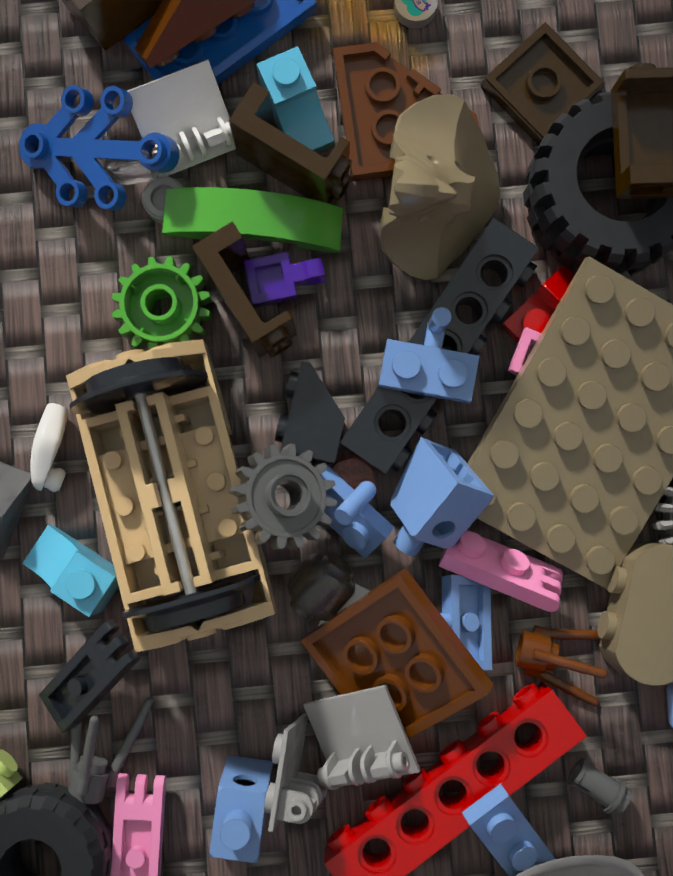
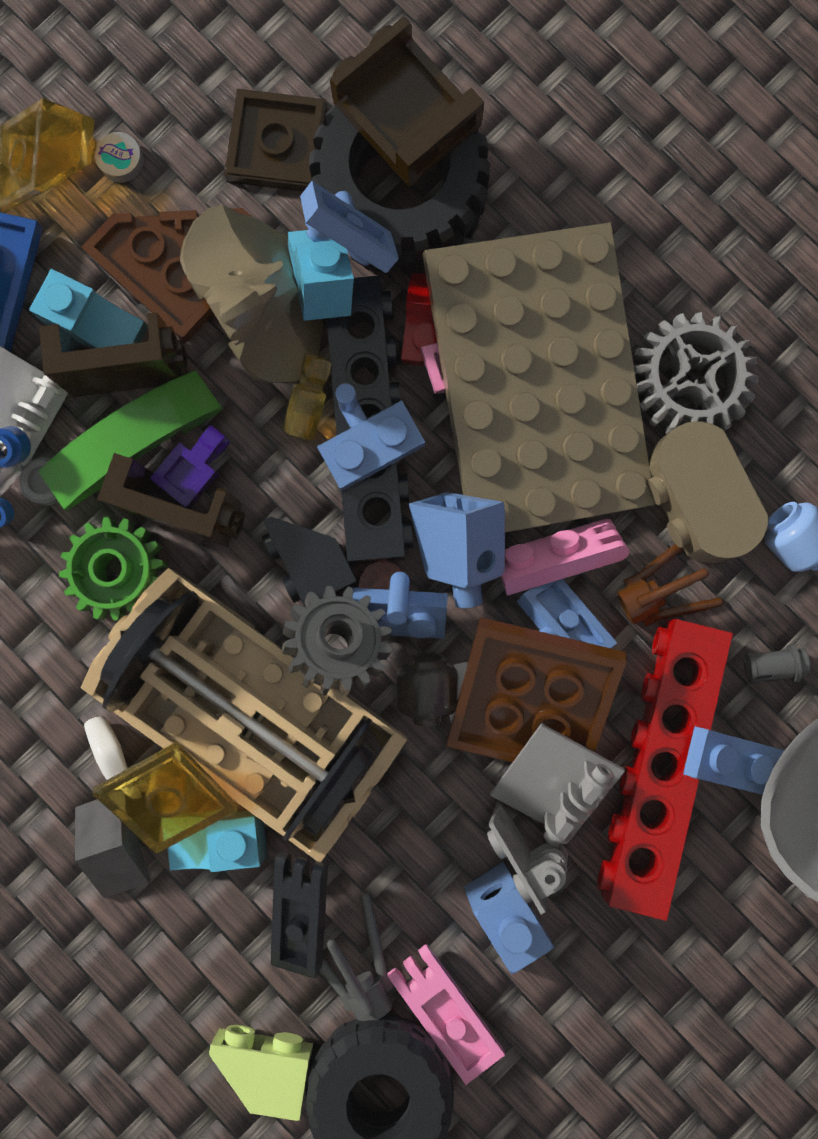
camera: 30 degrees left, 0 degrees up
(61, 510) = (165, 798): none -> clear yellow slope
(409, 295) = (307, 398): none -> clear yellow bar
(497, 211) = (322, 276): none -> medium azure arch
(543, 180) = (337, 219): none -> medium blue plate

